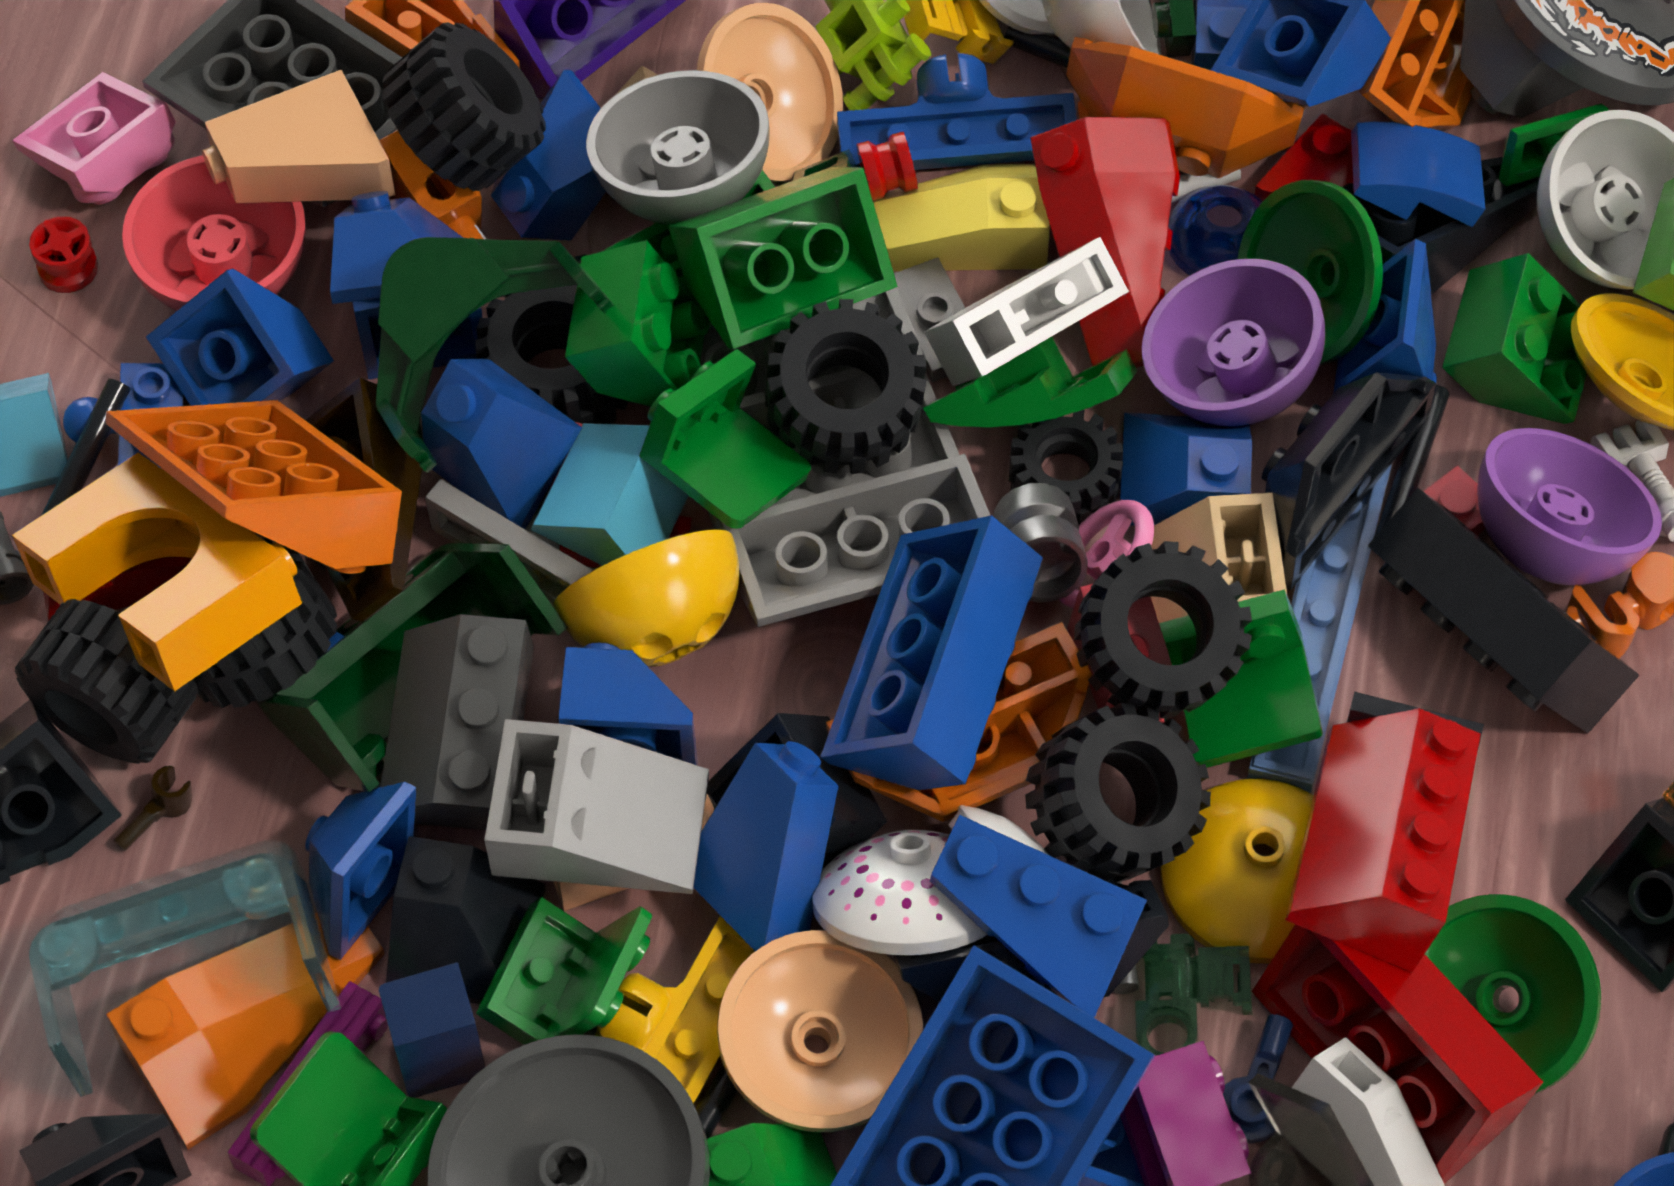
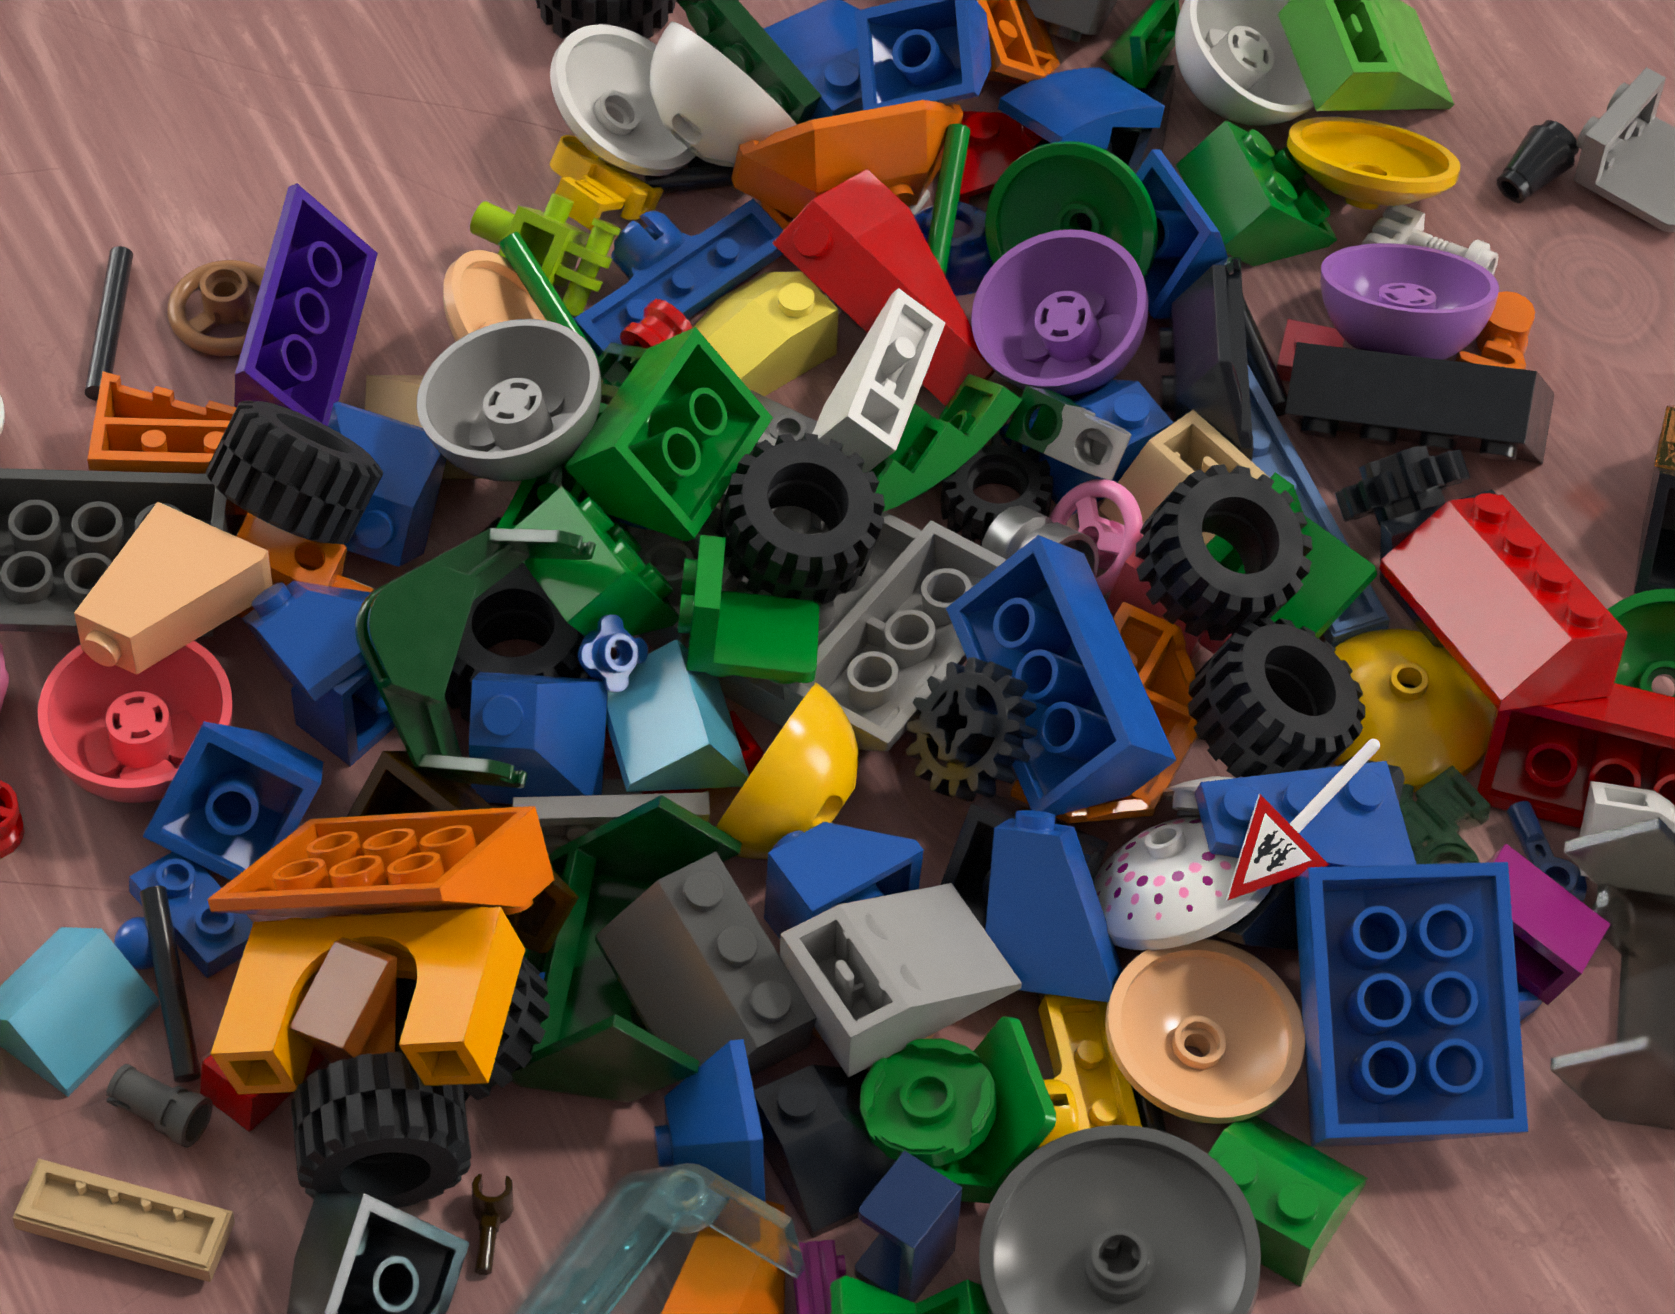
camera: 40 degrees left, 5 degrees down
(136, 557) = (350, 1003): none -> slope
(535, 939) = (929, 1102): none -> green tile
(596, 388) = (596, 656): none -> blue plate
(824, 84) = (537, 282): none -> green bar
(824, 650) = (971, 729): none -> black gear
(977, 913) = (1274, 848): none -> piece
(1152, 453) = (1068, 433): none -> leg
(1226, 185) = (948, 192): none -> green bar
(1411, 671) = (1402, 484): none -> black gear

